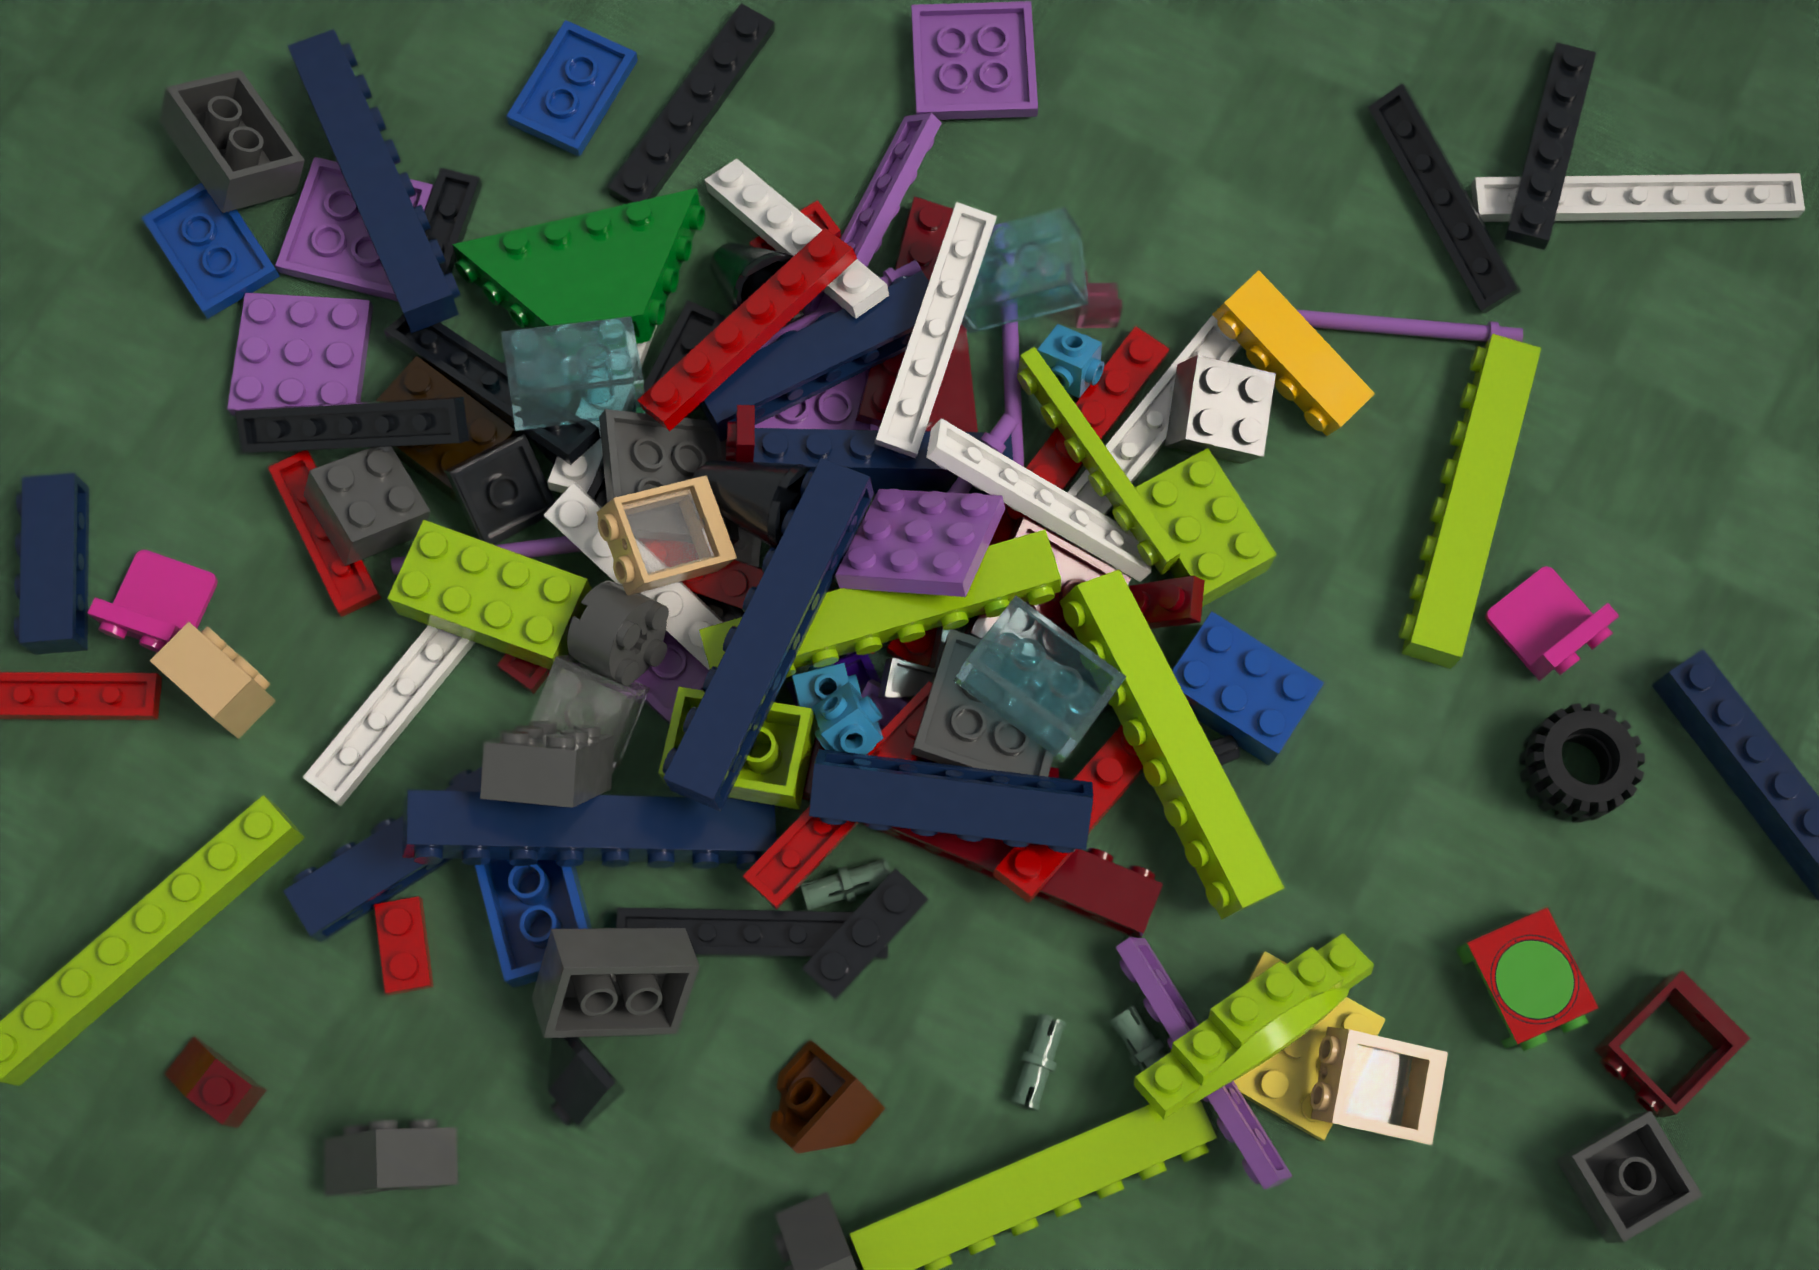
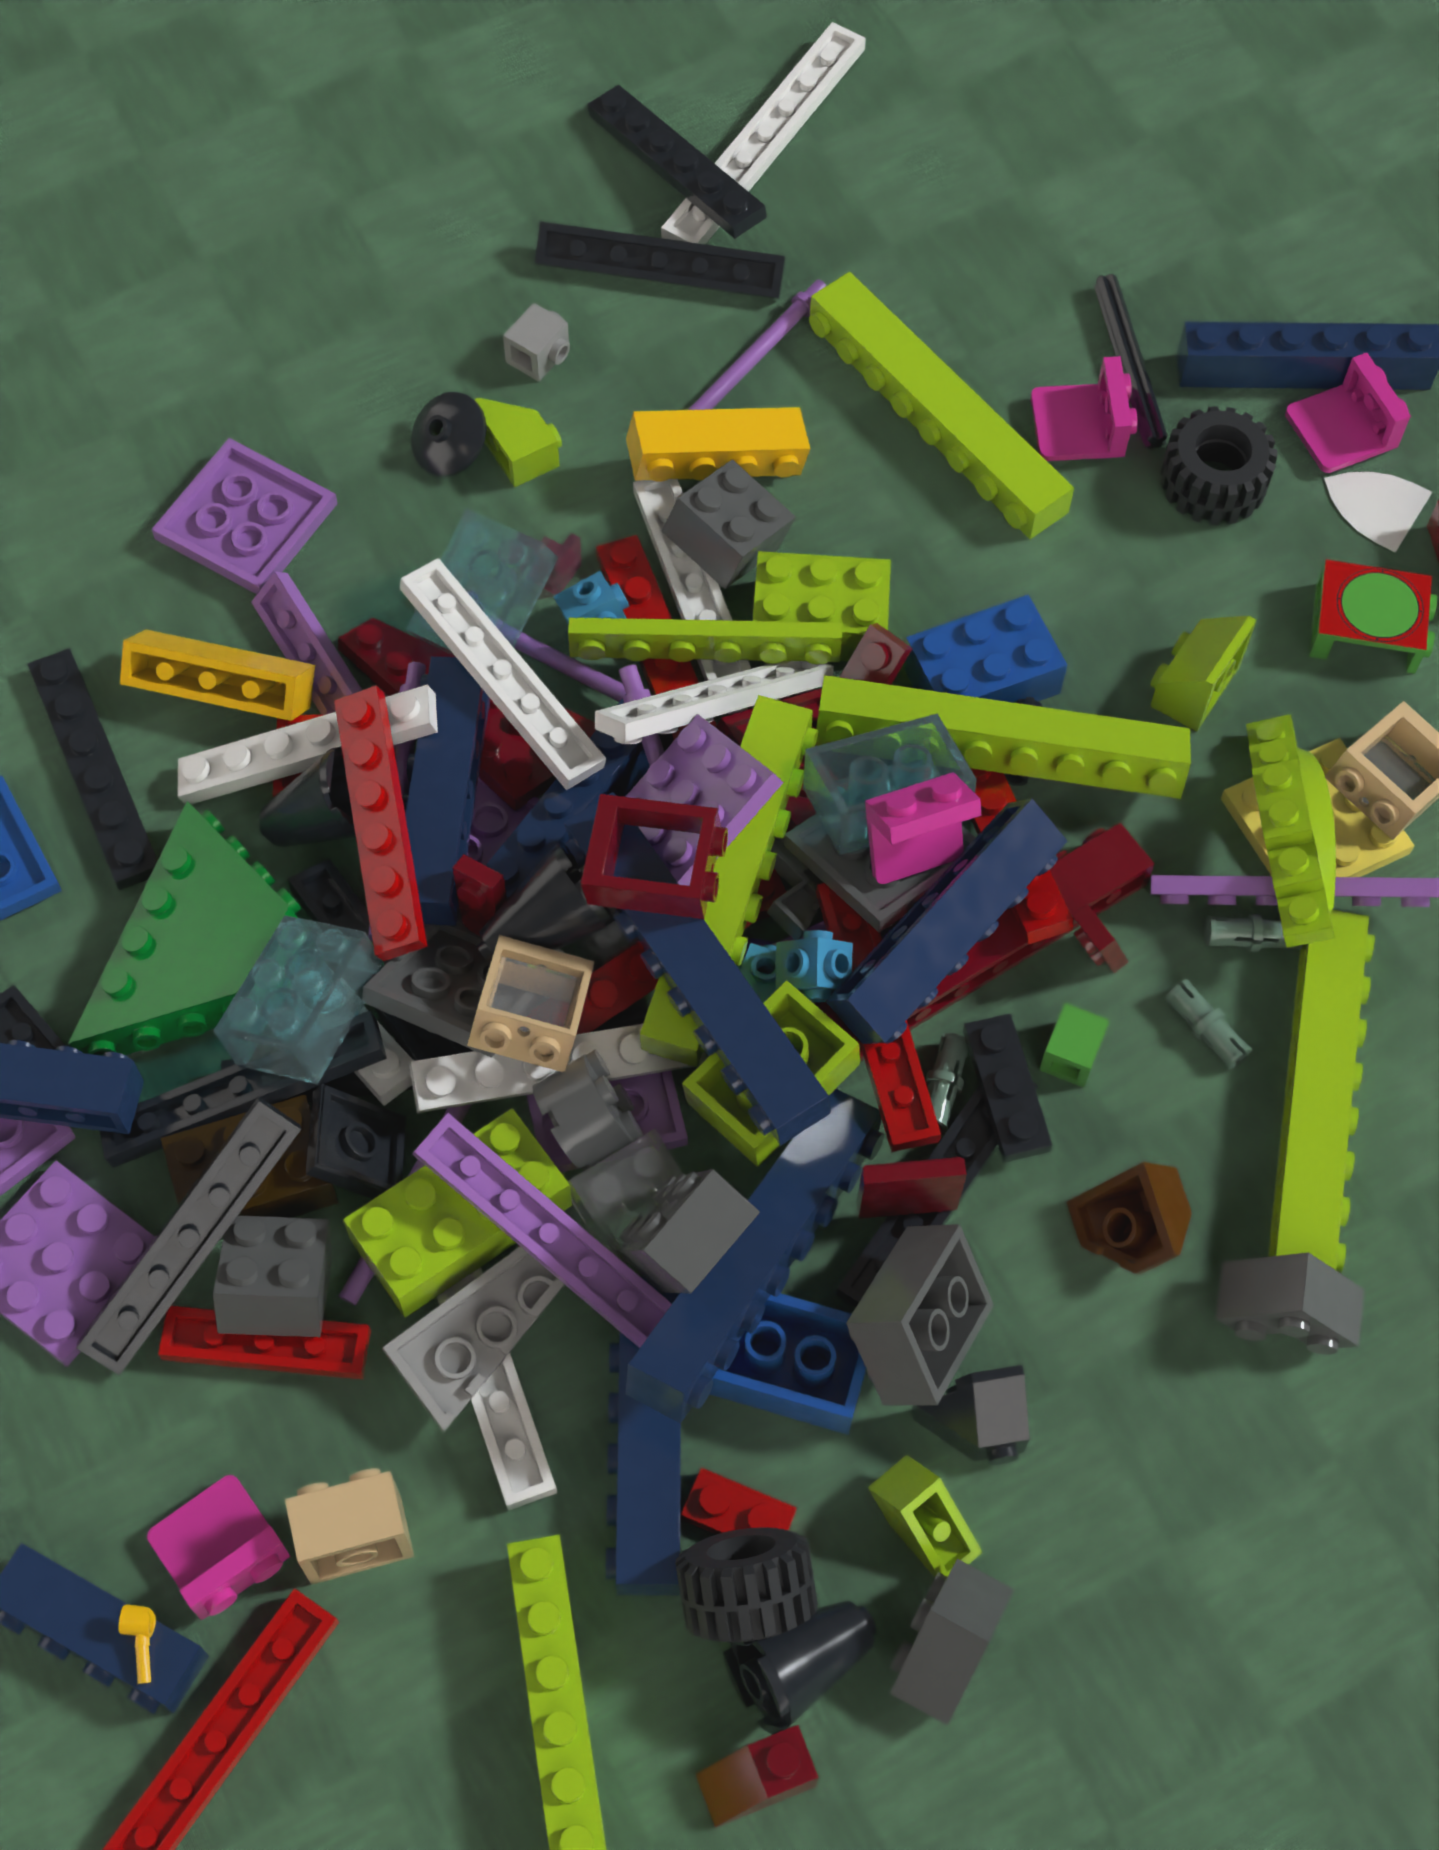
camera: 55 degrees left, 10 degrees down
(60, 588) = (139, 1622): none -> yellow hand
(311, 1057) = (799, 1666): none -> black cone
(330, 983) = (746, 1584): none -> black tyre
(407, 667) = (471, 1333): none -> light grey wing
(476, 1083) = (924, 1516): none -> lime slope
(496, 645) = (542, 1229): none -> medium lavender plate
(715, 909) = (910, 1187): none -> dark red tile
(807, 502) = (607, 890): none -> dark red window
(817, 135) = (217, 674): none -> yellow brick
(943, 964) = (1074, 1045): none -> bright green panel
(1002, 722) = (918, 826): none -> dark pink bracket
(1042, 929) = (1098, 940): none -> dark red plate
(1153, 151) = (460, 439): none -> black dish
(1188, 205) = (520, 440): none -> lime slope
(1292, 158) = (537, 342): none -> light grey brick
(1363, 865) = (1201, 668): none -> lime slope
(1642, 628) = (1126, 345): none -> black axle
(1656, 922) = (1377, 504): none -> white sticker
(1719, 846) = (1350, 419): none -> dark pink bracket

